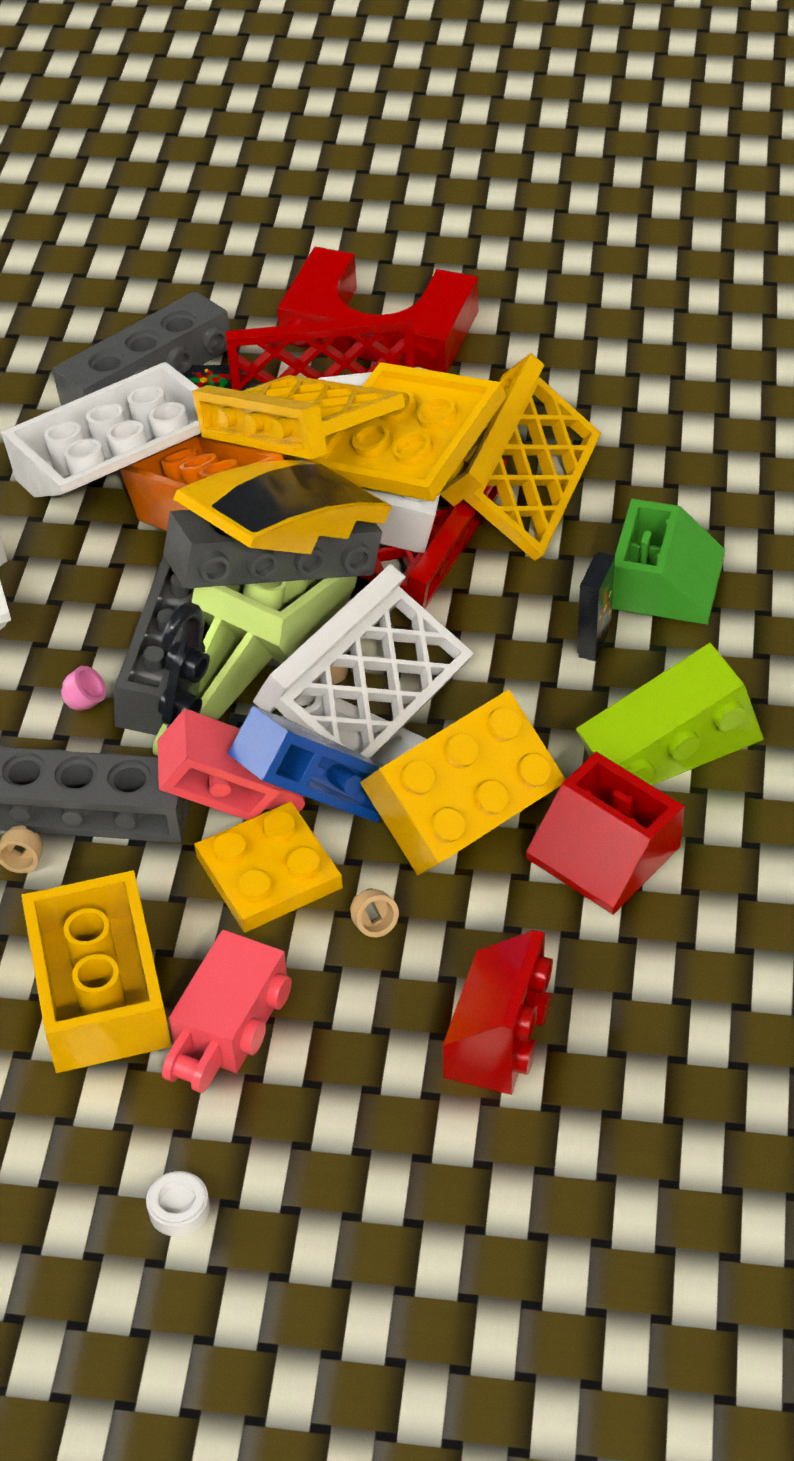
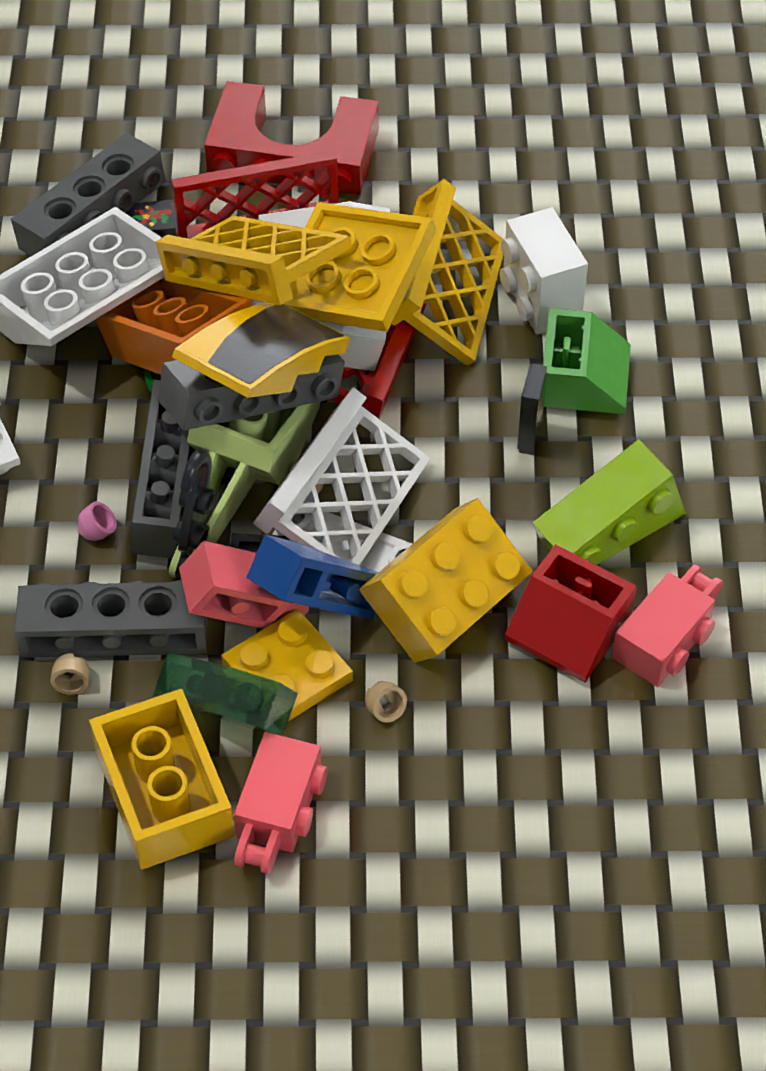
camera: 10 degrees left, 5 degrees up
(178, 1203) = (265, 970): white tile -> none
(194, 885) = (228, 693): none -> clear green slope
(498, 1012) = (508, 780): red slope -> none
(631, 454) = (542, 267): none -> white brick
(720, 858) = (667, 625): none -> coral brick

